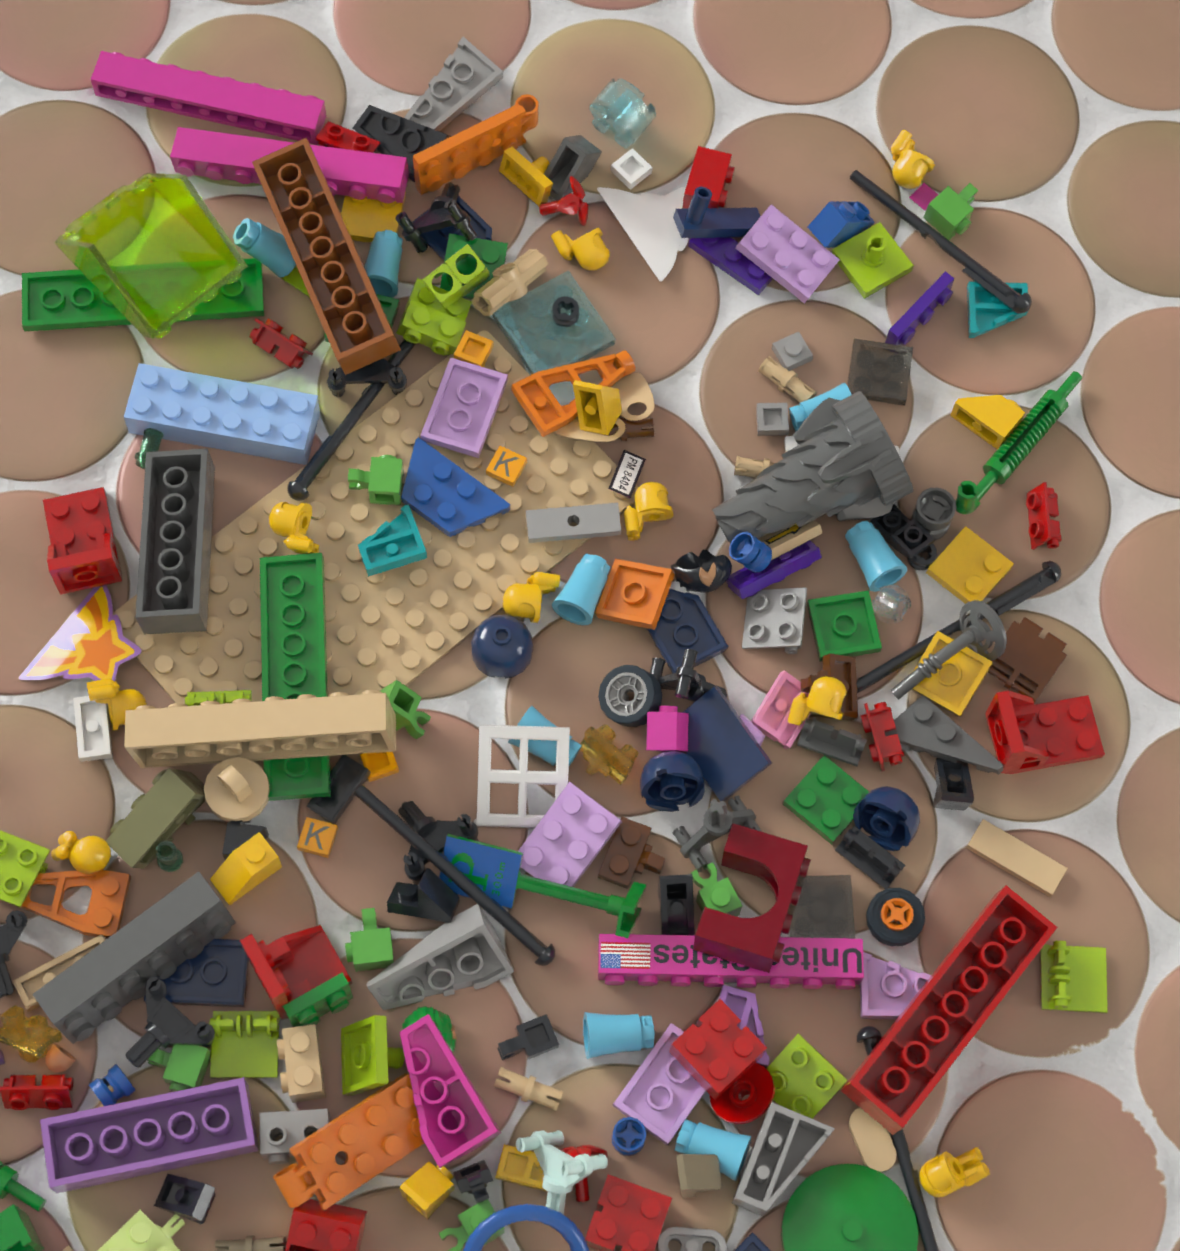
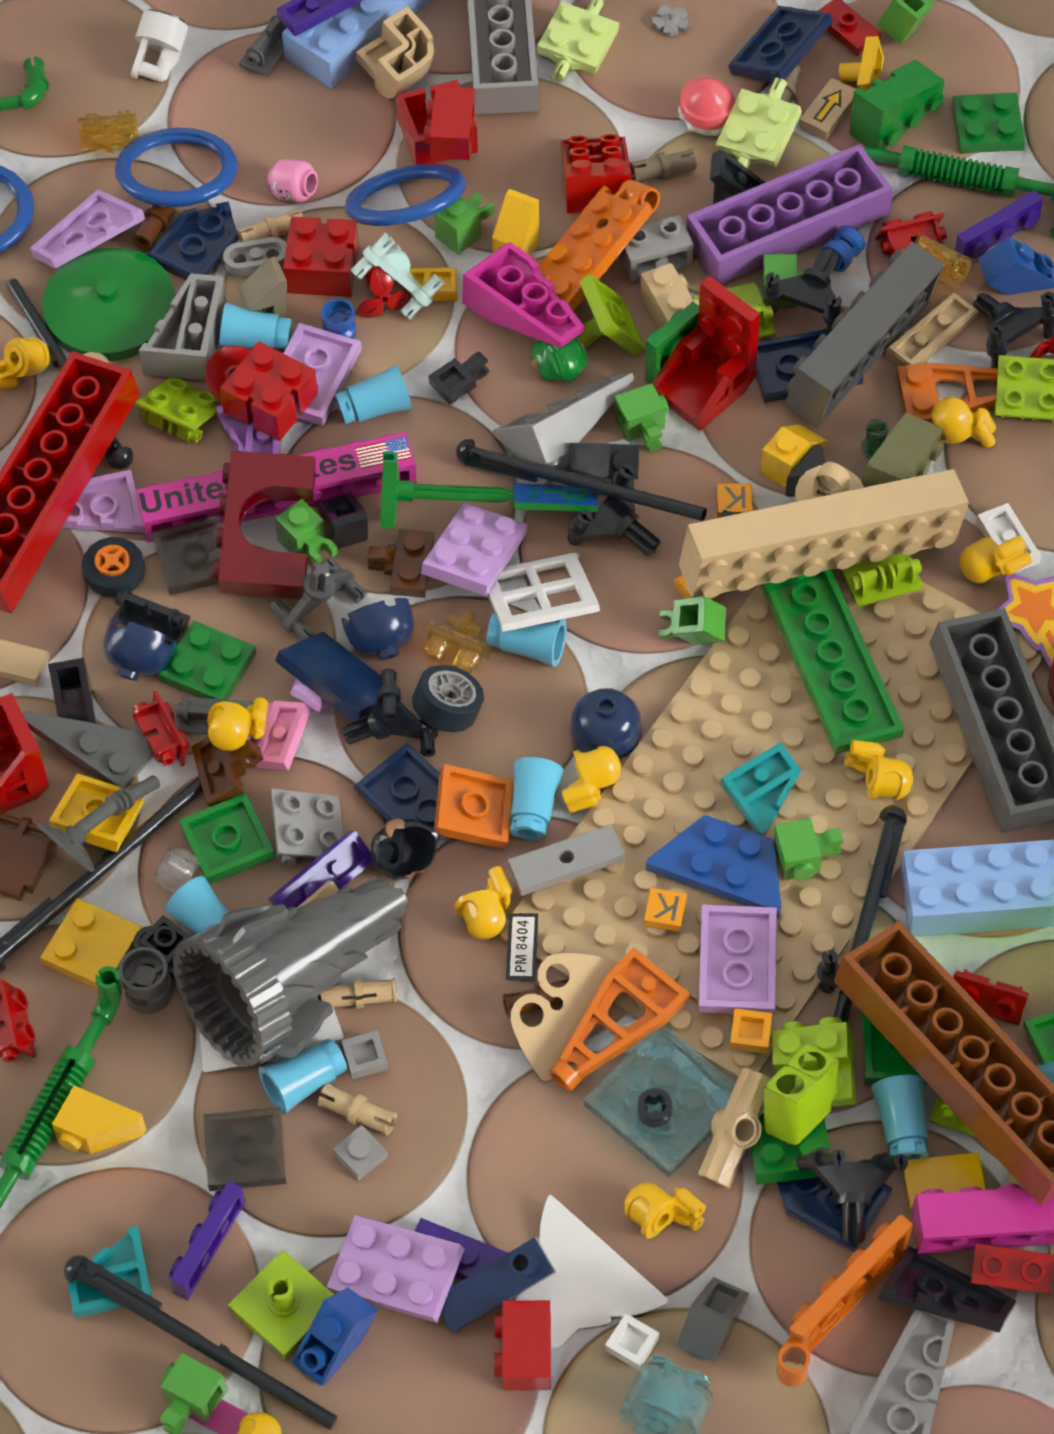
camera: 170 degrees right, 10 degrees down
(474, 1180) = (475, 247): black plate -> none
(526, 175) = (762, 1294): yellow tile -> none
(528, 1088) = (447, 339): tan pin -> none
(569, 204) = (690, 1257): red plant -> none
(596, 406) = (577, 984): yellow slope -> none
(667, 730) = (404, 661): dark pink brick -> none
(750, 552) = (351, 868): blue wheel -> none

